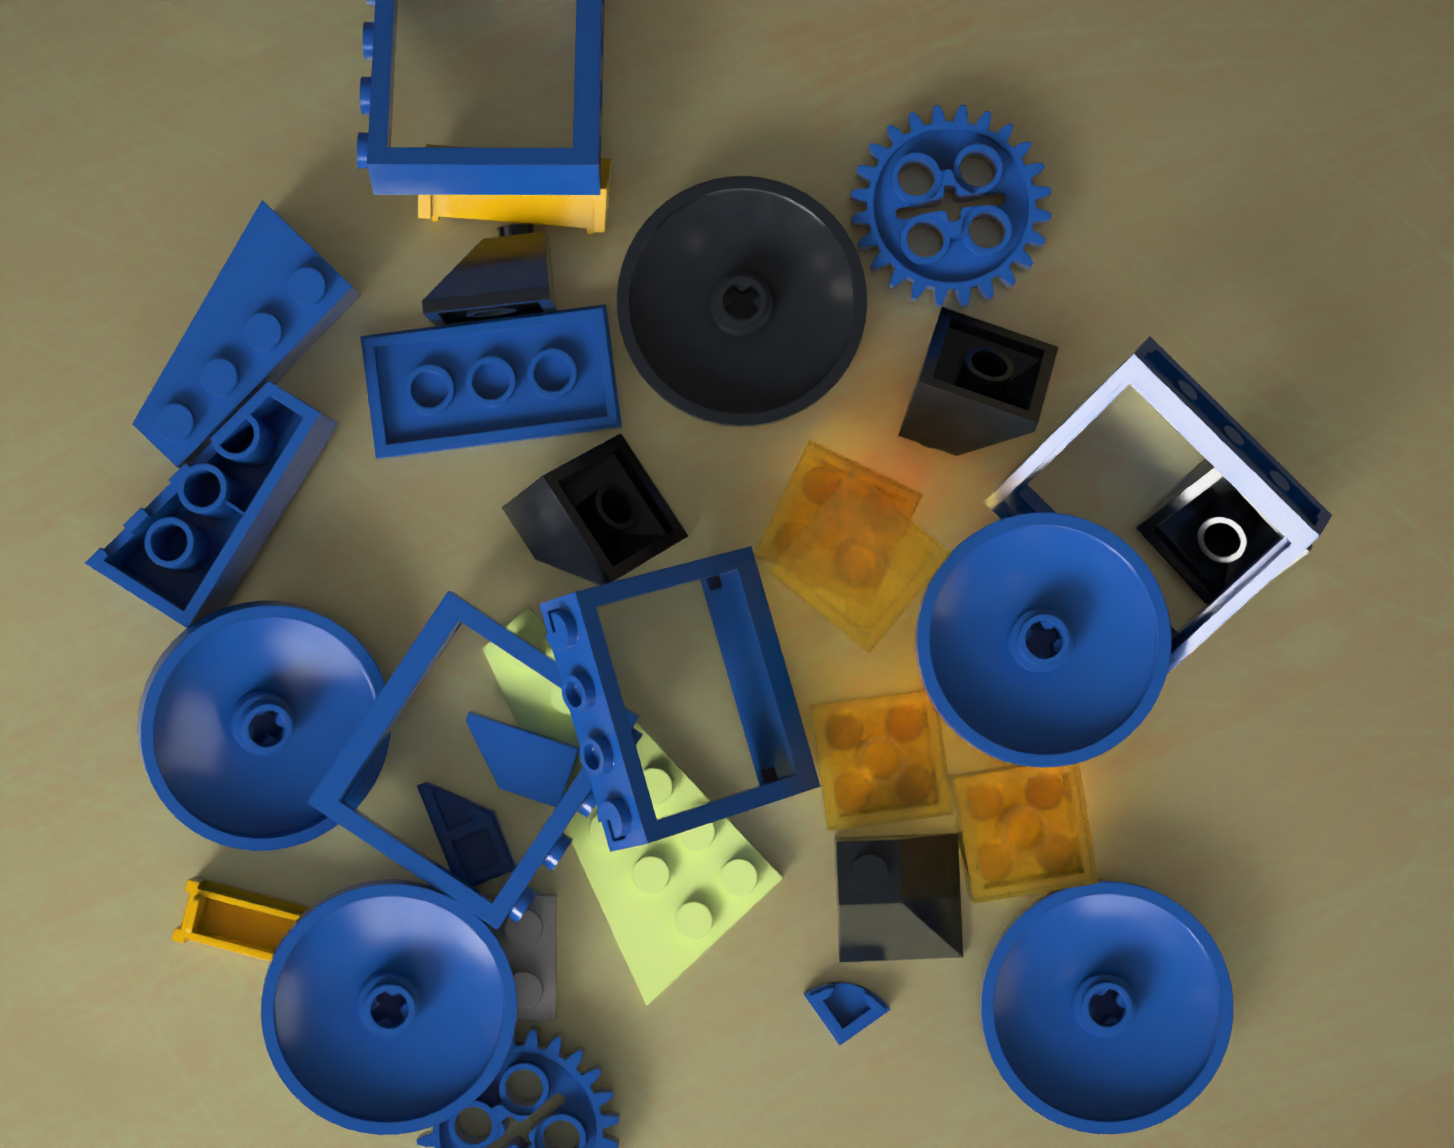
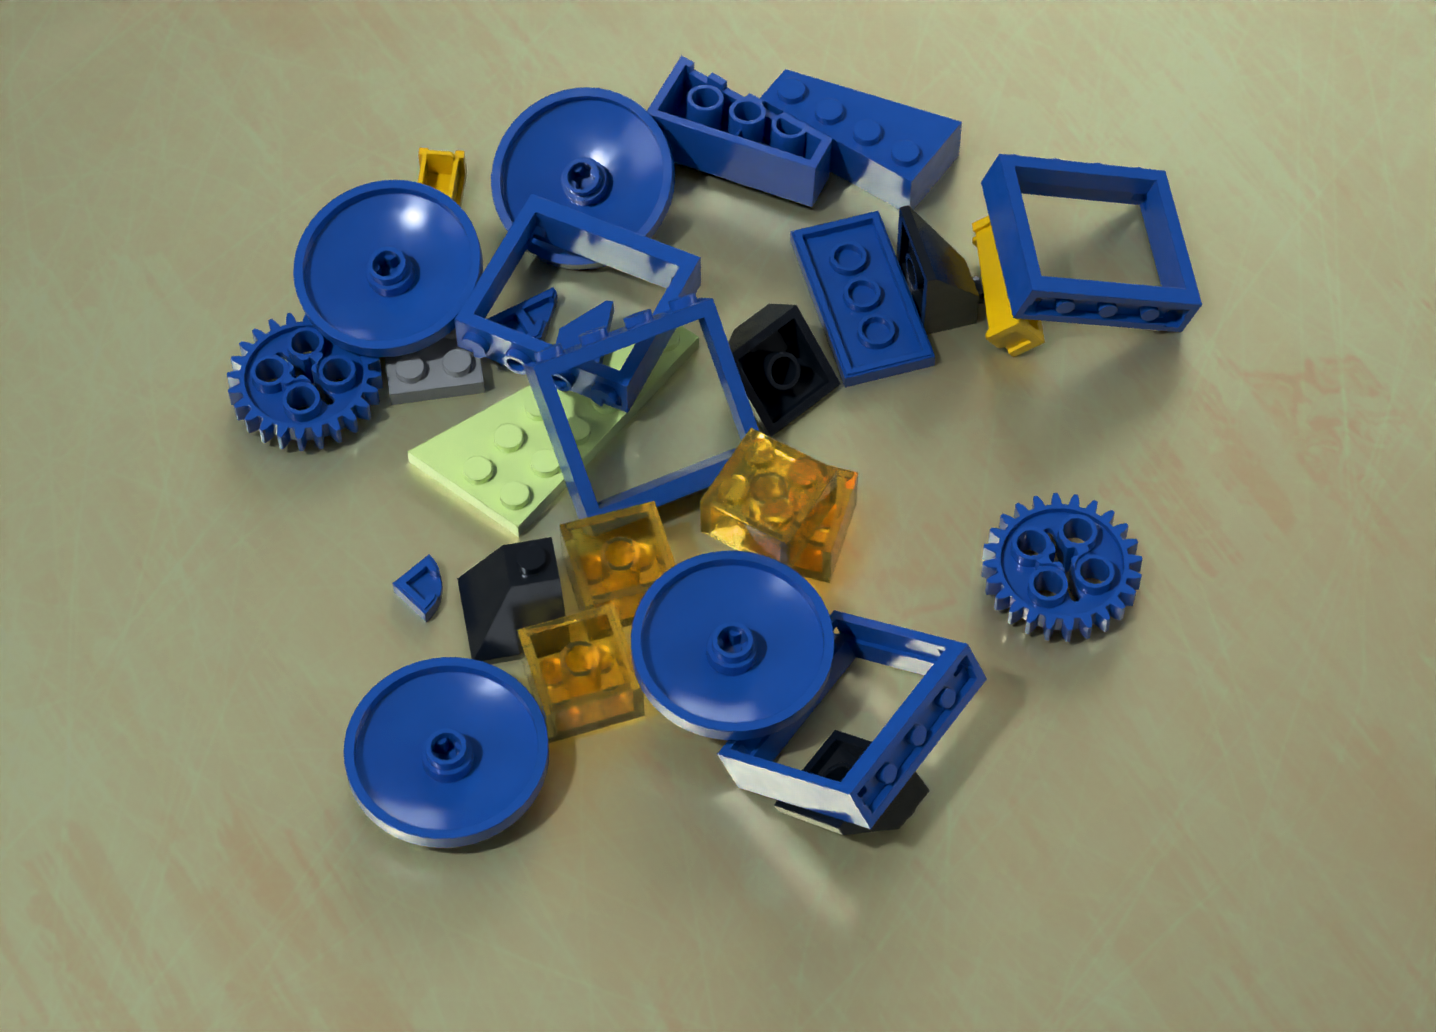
camera: 75 degrees right, 30 degrees down
(741, 301) = (955, 432): black dish -> none
(977, 385) = (926, 589): black slope -> none

